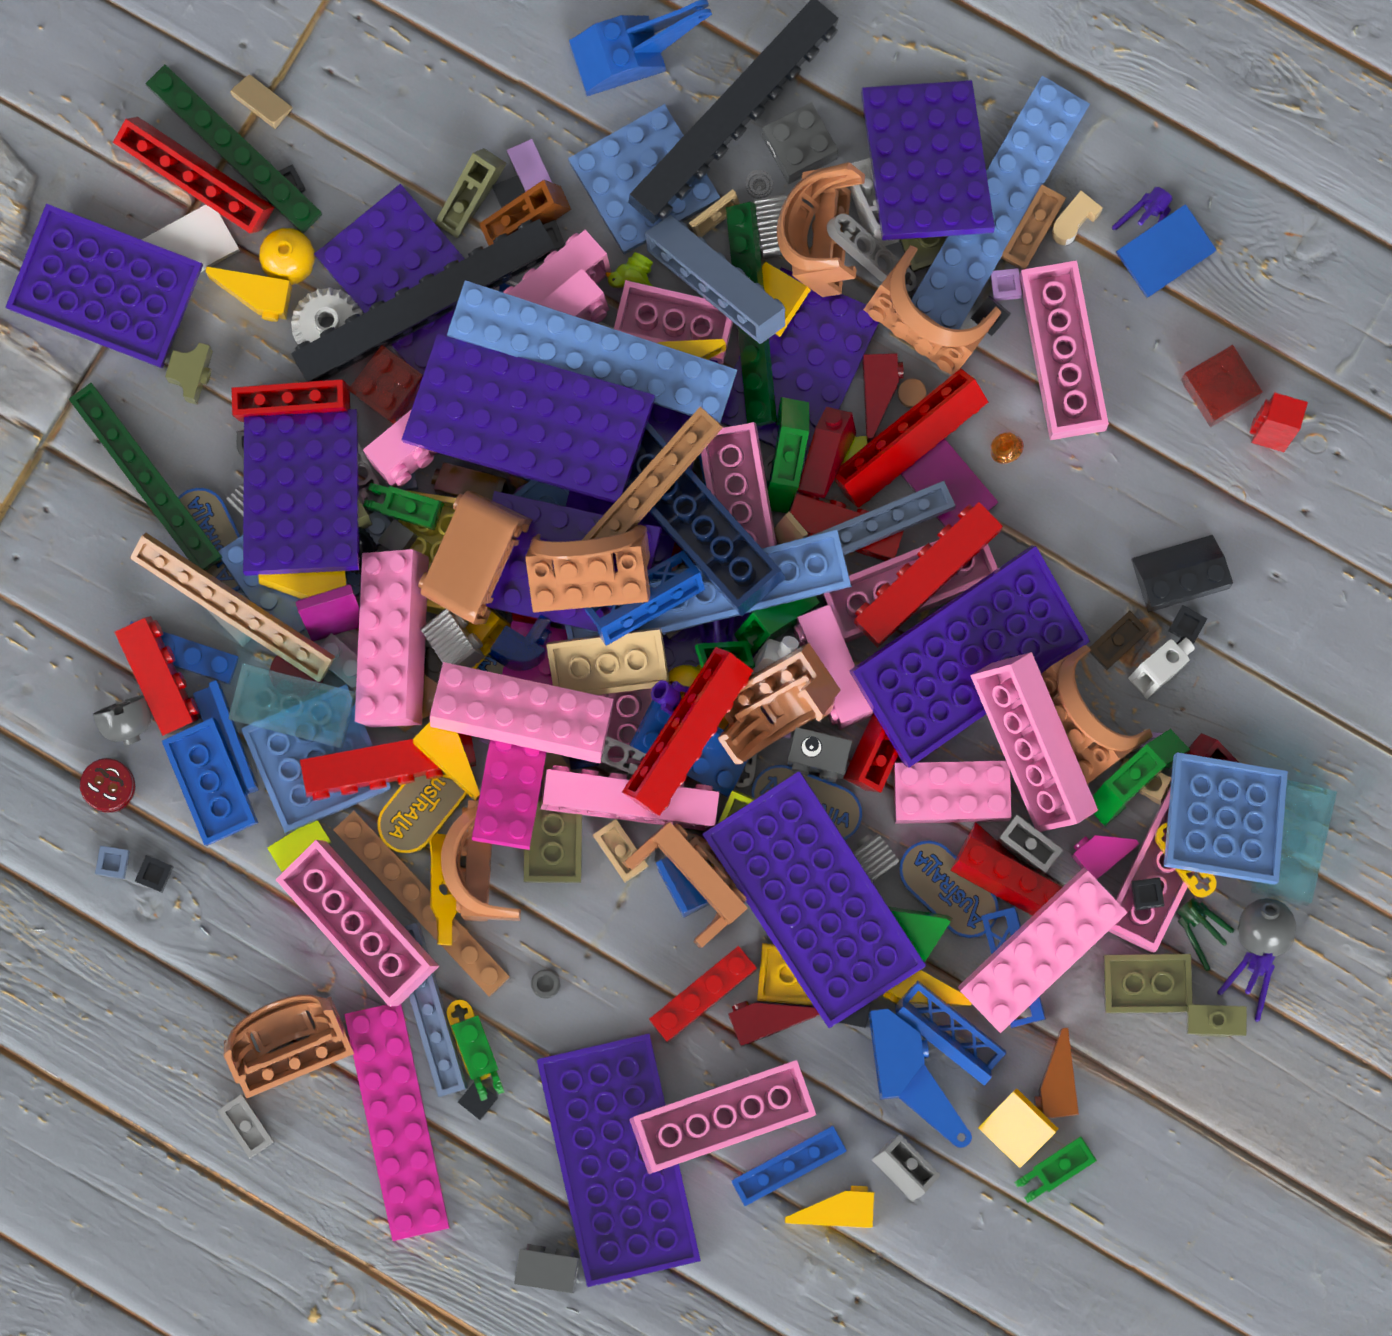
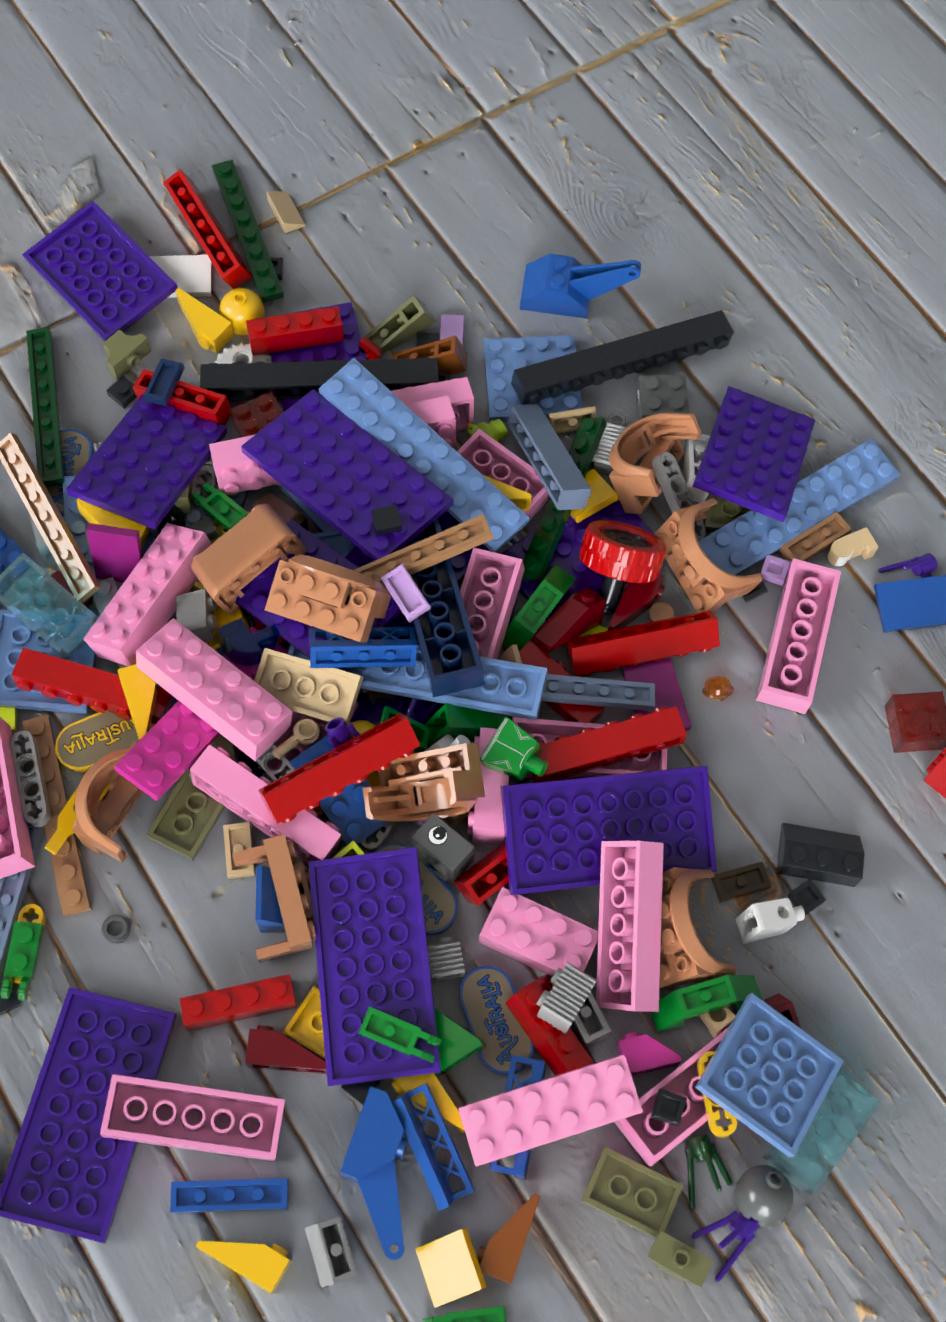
camera: 20 degrees right, 15 degrees down
(214, 417) = (122, 392): none -> black plate
(265, 395) = (163, 382): none -> dark blue tile
(365, 258) = (295, 330): none -> red brick
(383, 881) = (35, 776): none -> light grey beam
(458, 237) = (372, 350): none -> red arm
(602, 456) = (386, 520): none -> black tile
(629, 708) = (305, 732): none -> tan plate
(664, 526) = (405, 593): none -> lavender tile
(846, 630) = (513, 752): none -> green torso
(847, 358) = (621, 555): none -> red wheel
(870, 952) = (396, 1033): none -> green hinge
(1008, 841) = (566, 997): none -> light grey brick

